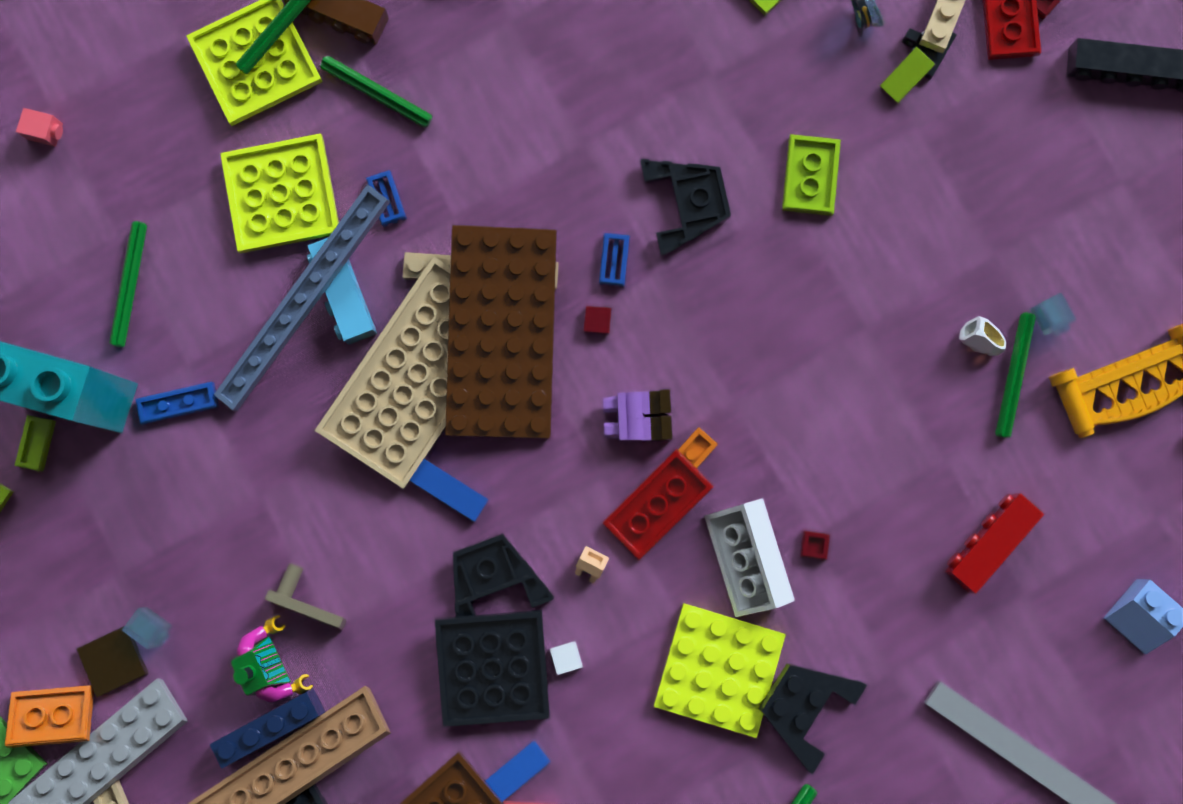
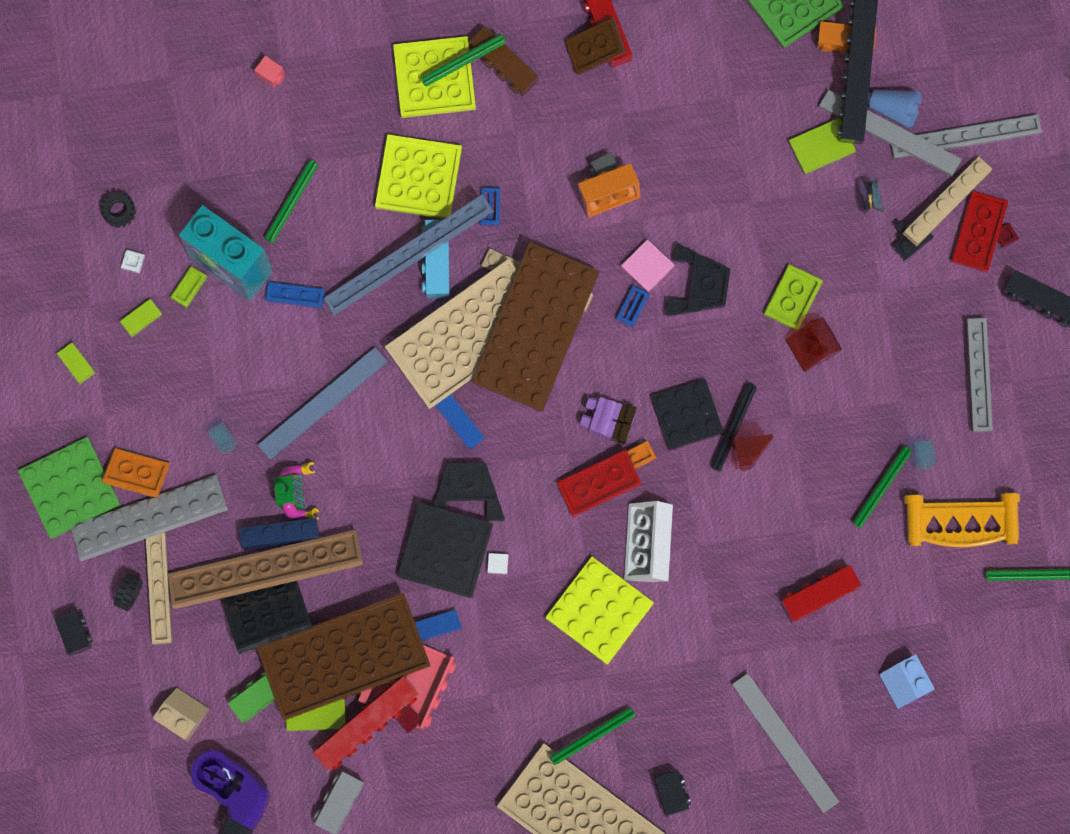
camera: 20 degrees right, 5 degrees down
(111, 661) = (189, 452): dark brown tile -> none
(262, 533) = (322, 403): none -> sand blue tile
(283, 599) = (321, 453): dark tan piece -> none
(376, 91) = (510, 130): green axle -> none
(512, 96) = (602, 164): none -> dark grey brick
(530, 120) = (609, 189): none -> orange slope
(592, 563) = (539, 505): light nougat tile -> none
(597, 320) = (605, 343): dark red tile -> none
(613, 201) = (647, 266): none -> bright pink tile
(735, 373) = (687, 415): none -> black plate
(796, 703) = (645, 648): black wing -> none
(800, 367) = (734, 427): none -> black axle
(814, 545) = (697, 551): dark red tile -> none
(835, 394) = (749, 451): none -> clear red slope
(860, 224) = (813, 344): none -> clear red slope
(907, 75) = (886, 252): lime tile -> none
(983, 336) = (869, 452): white rock -> none
(1081, 188) = (979, 375): none -> light grey plate

